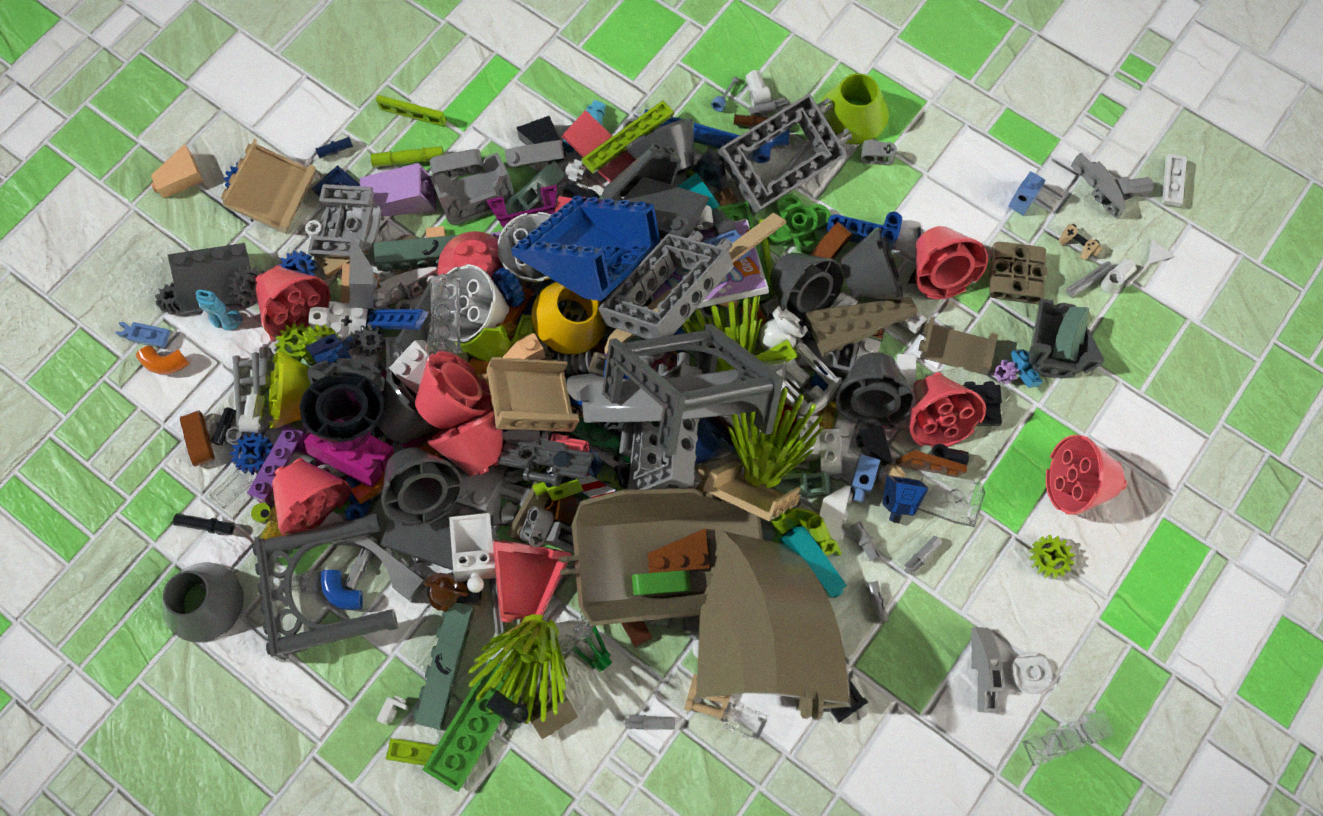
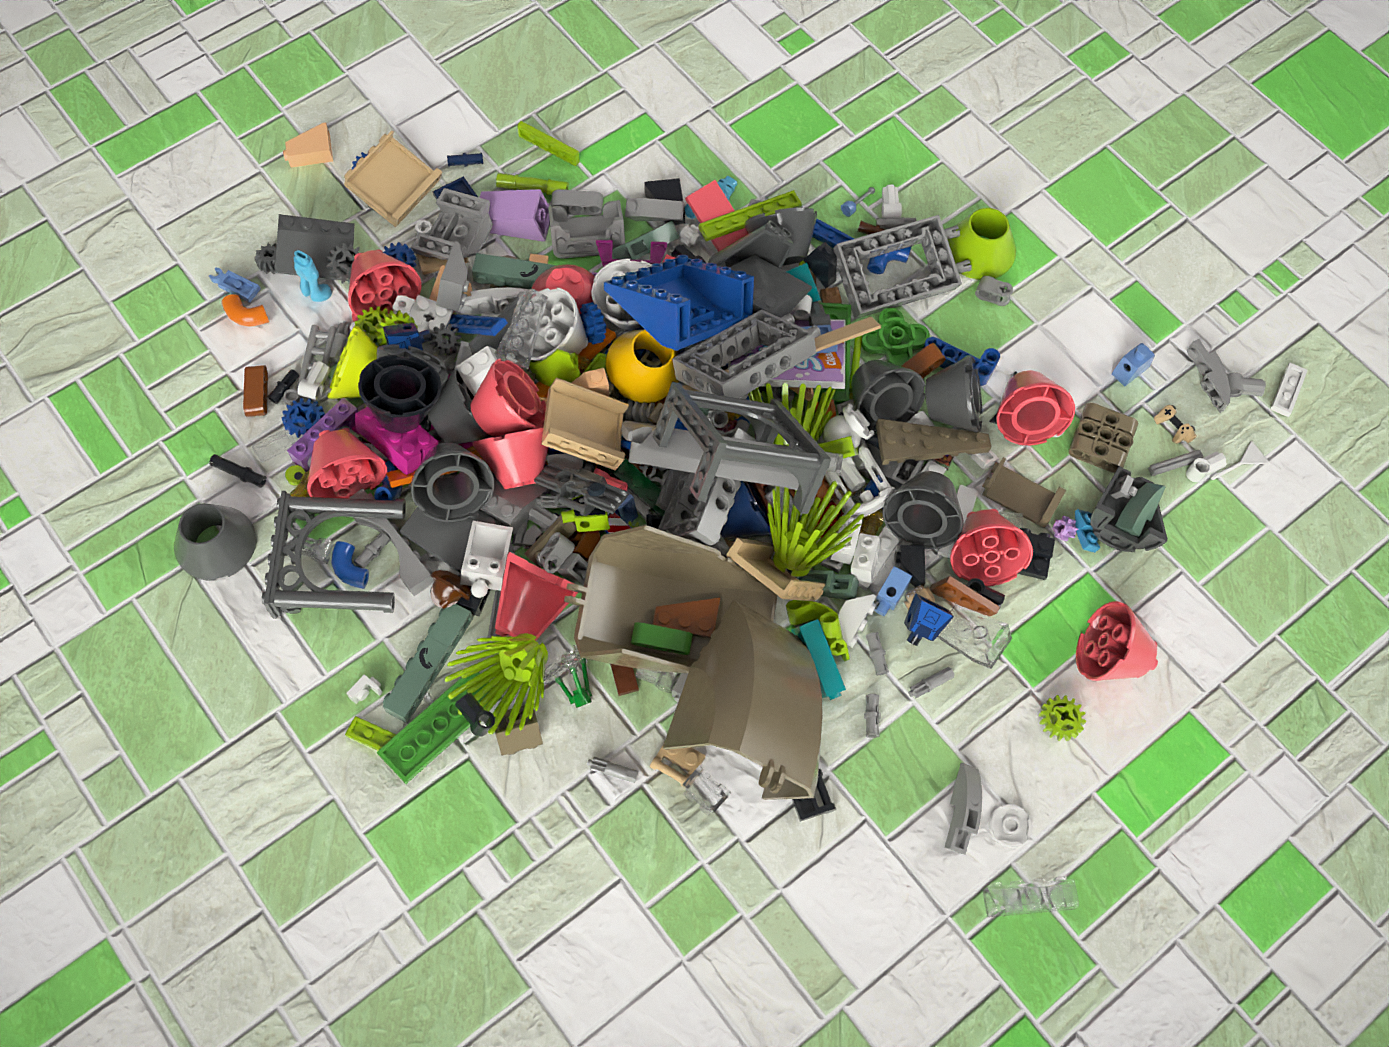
camera: 10 degrees right, 5 degrees down
(1050, 318) = (1123, 488): none -> light grey tile

